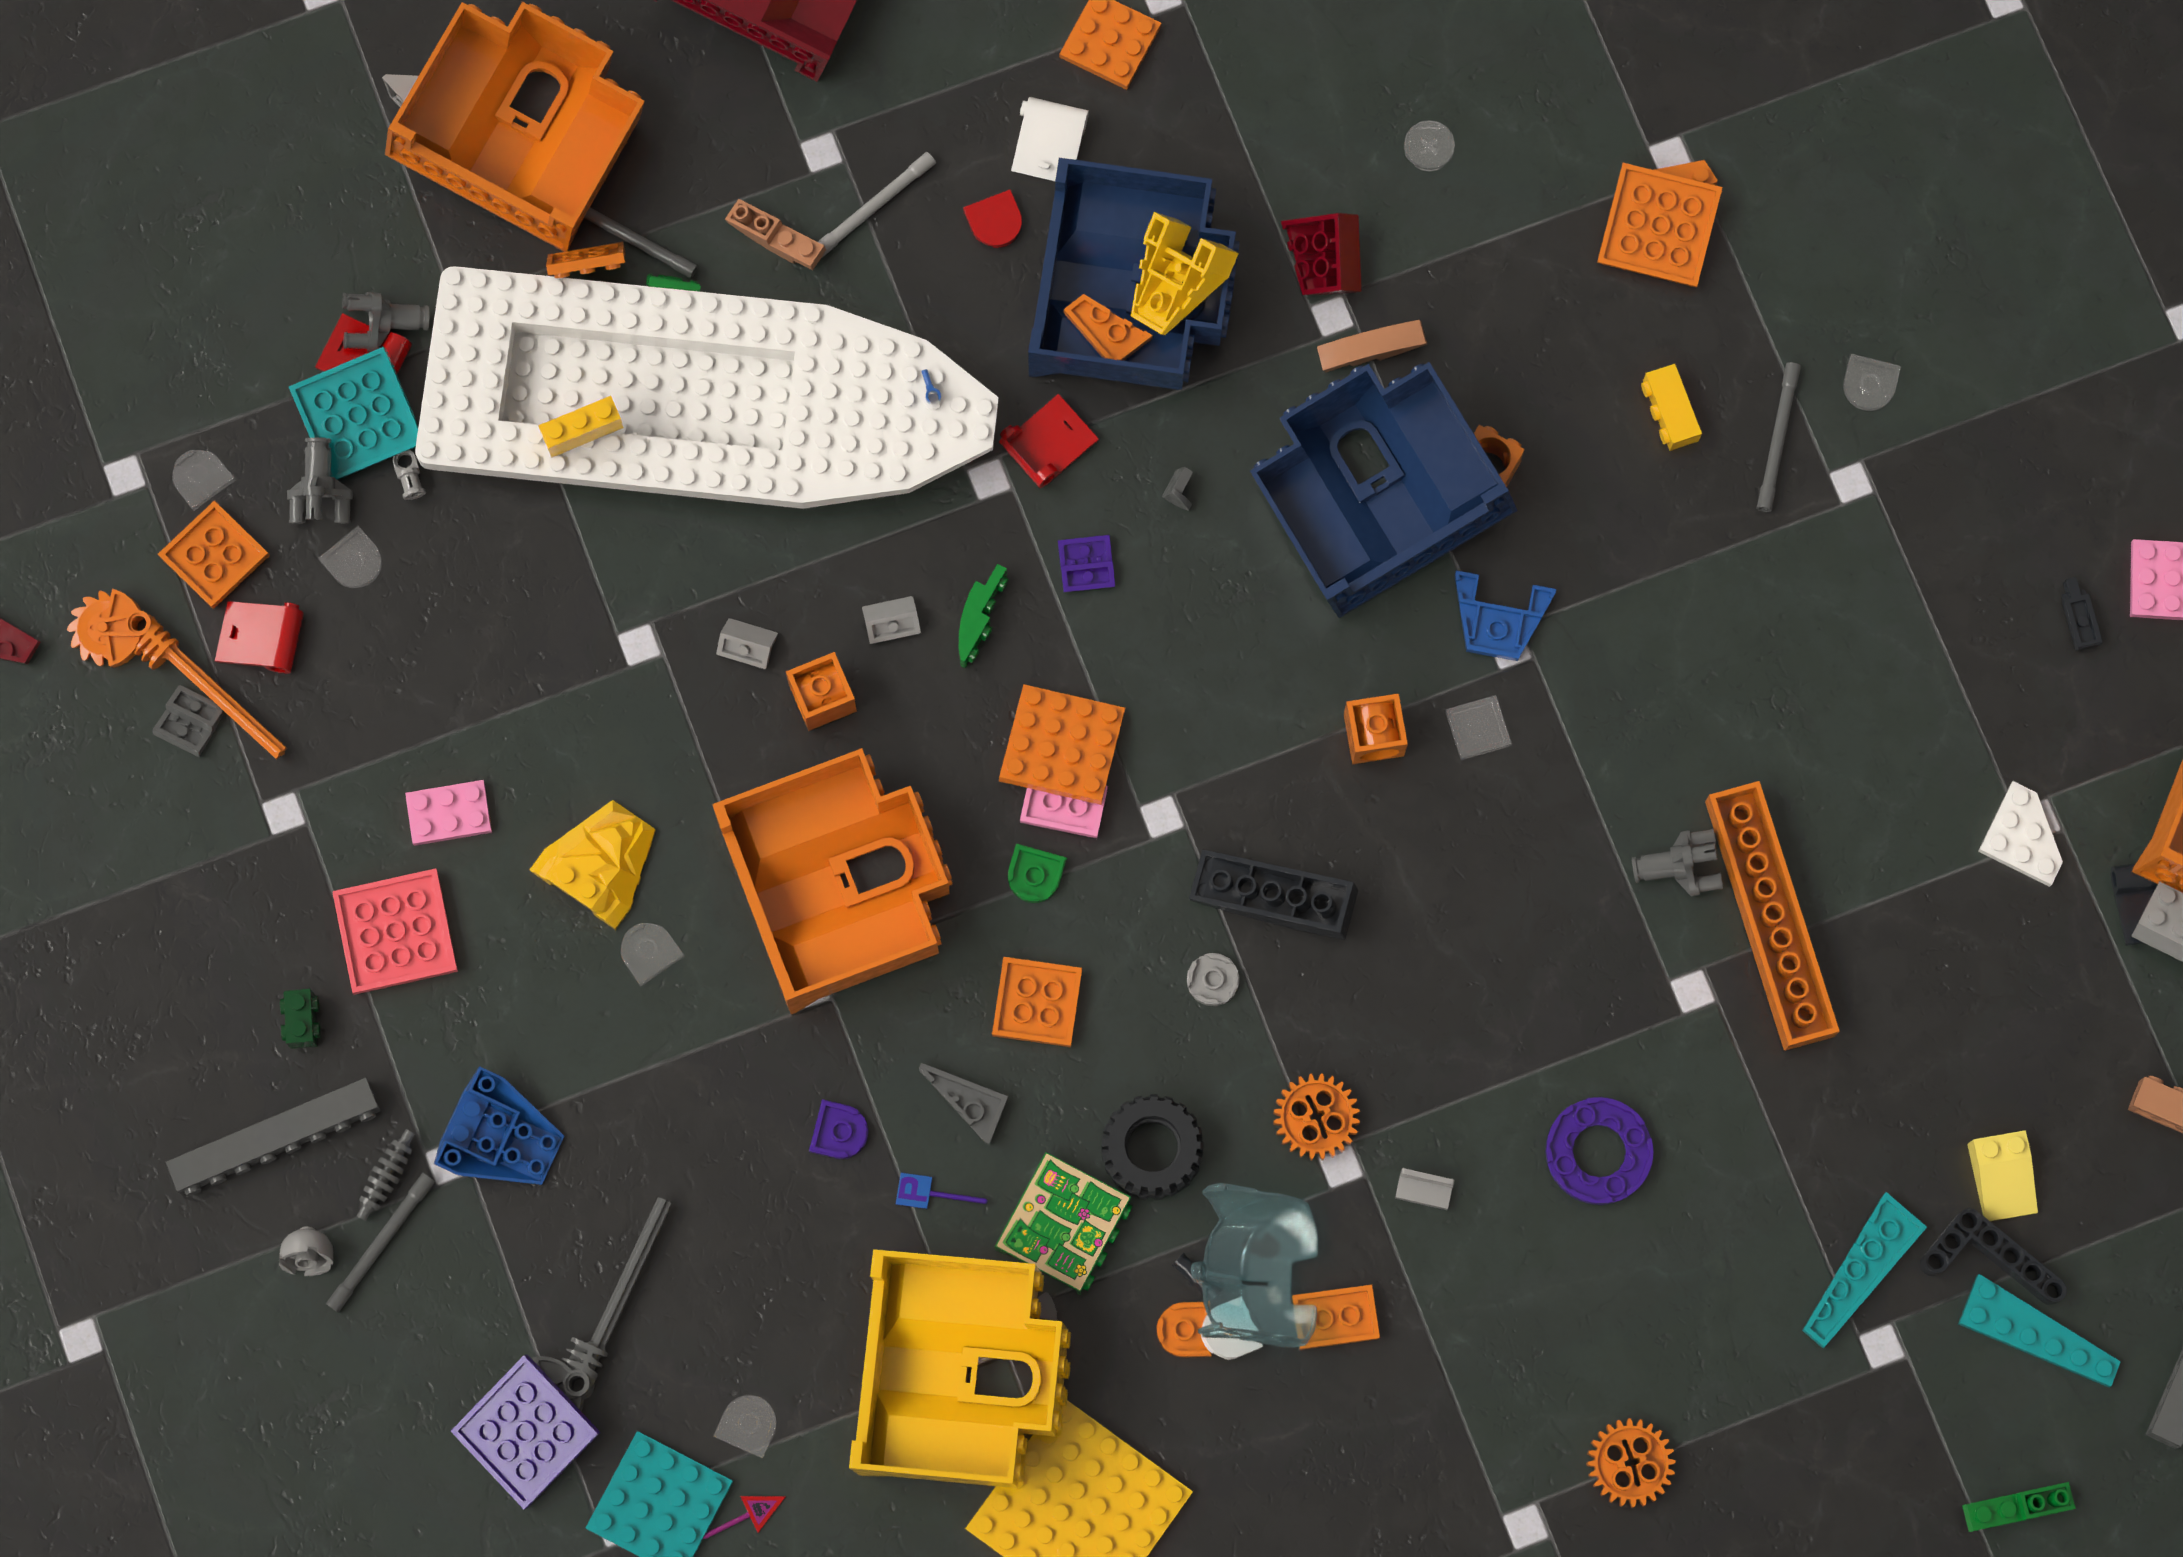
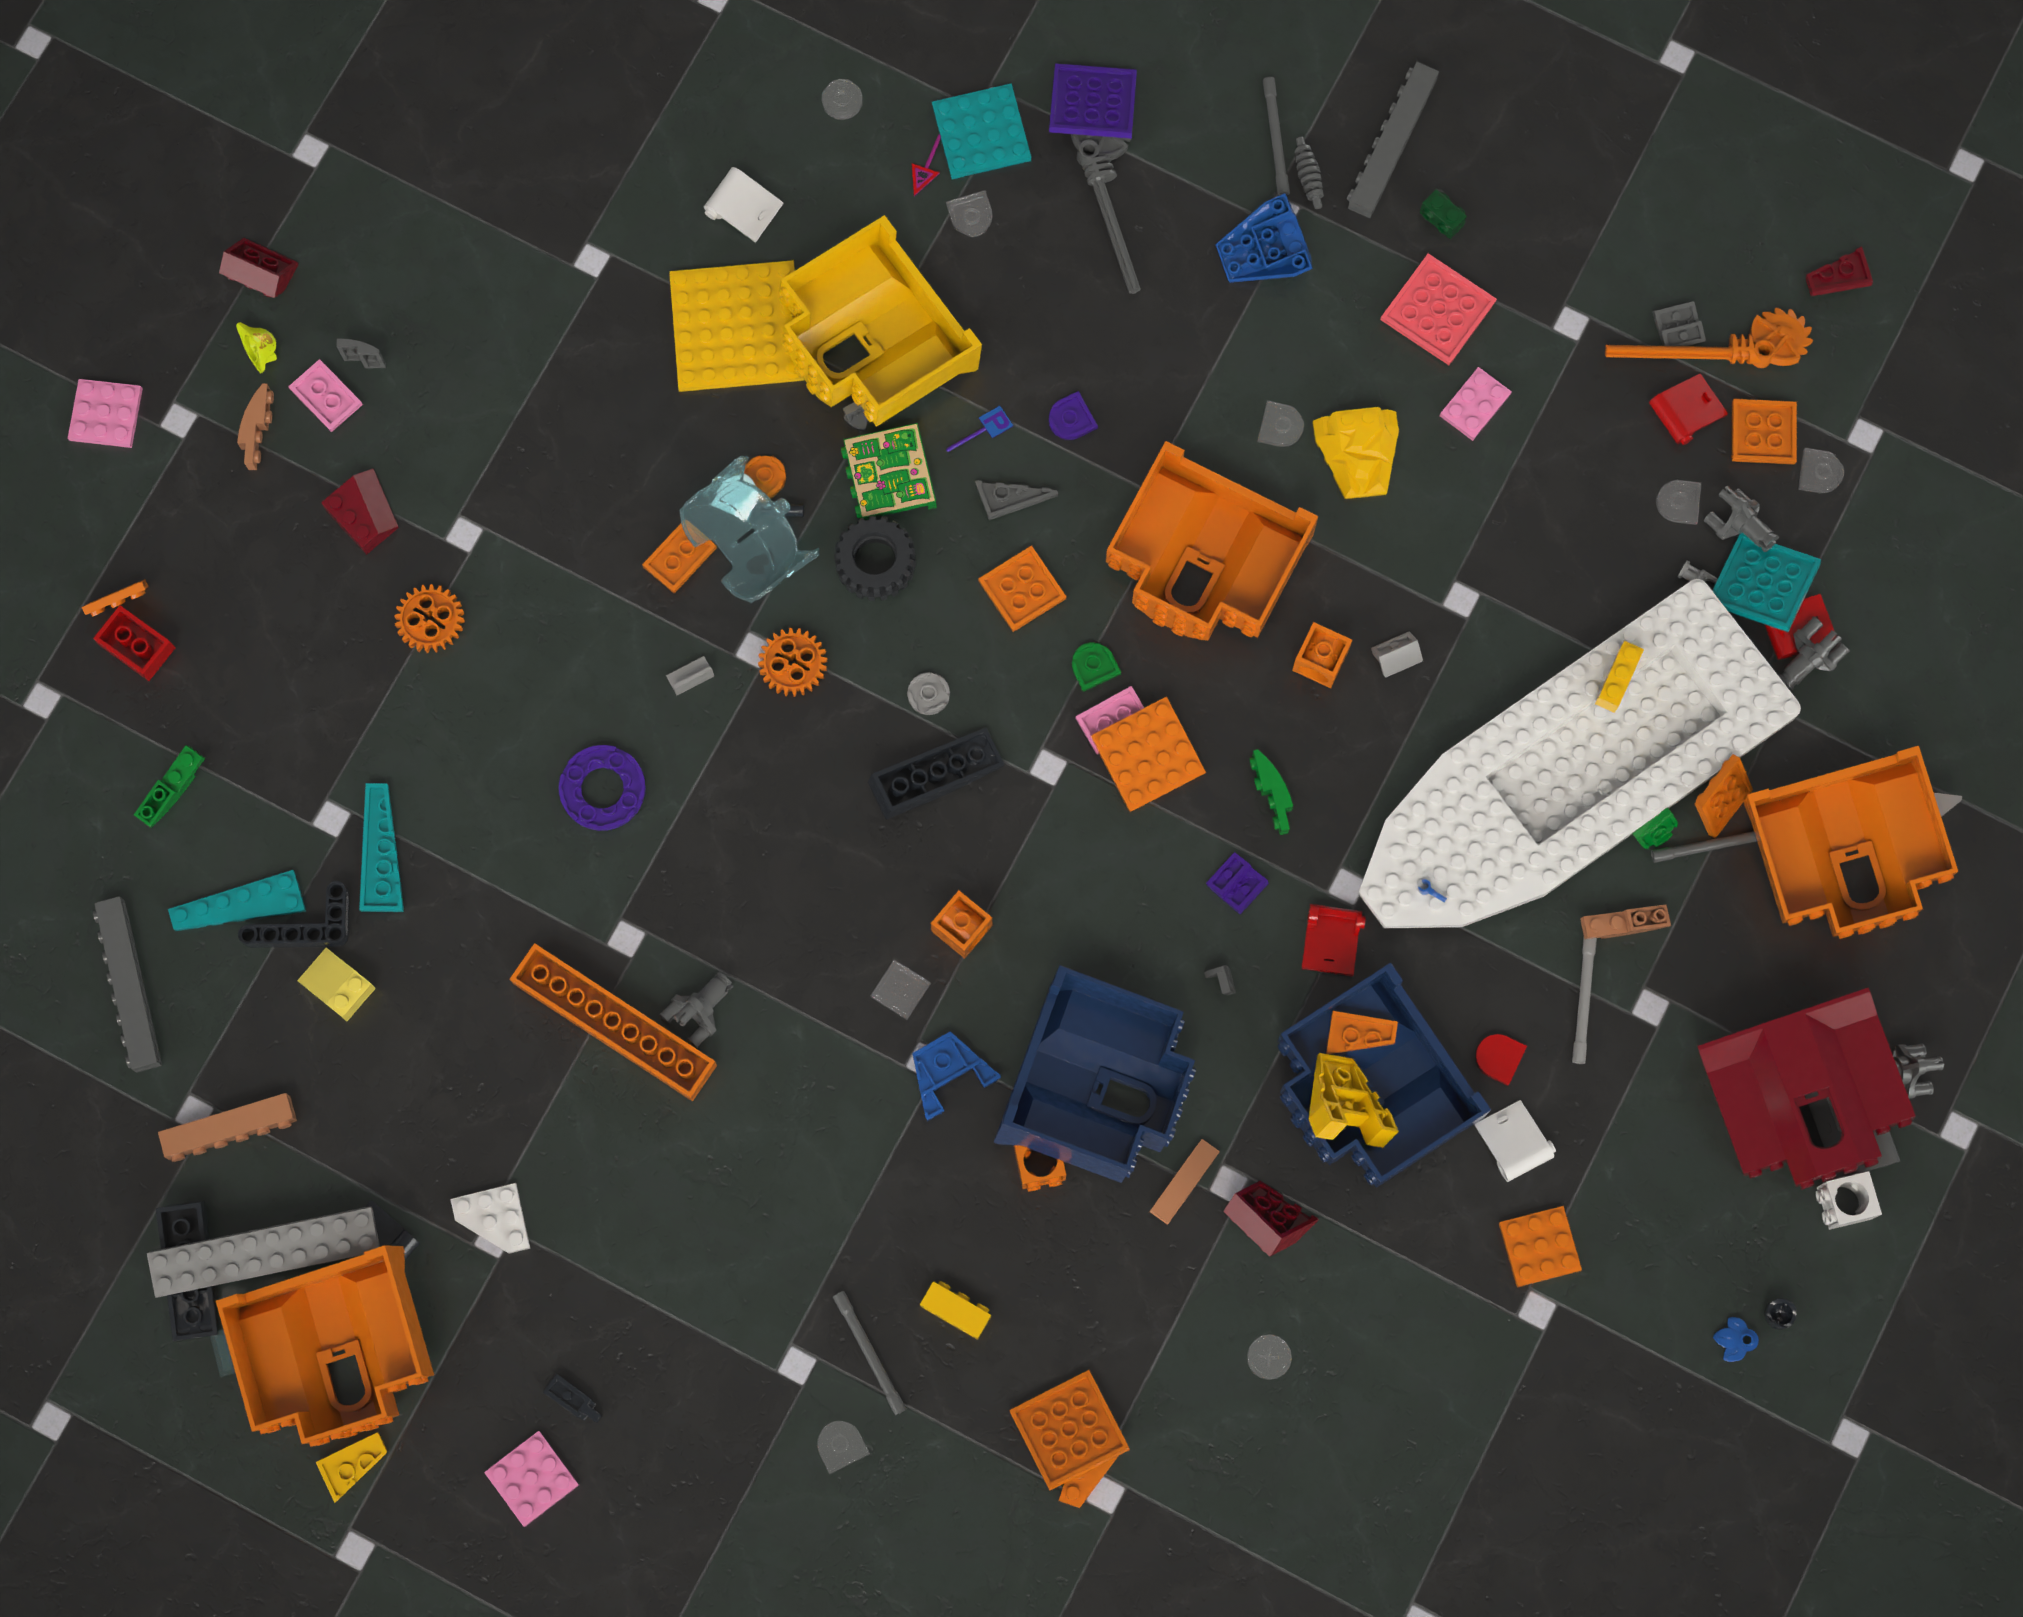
camera: 140 degrees right, 0 degrees up
(306, 1251) = (1312, 94): light grey cylinder -> none
(891, 619) = (1324, 743): light grey panel -> none

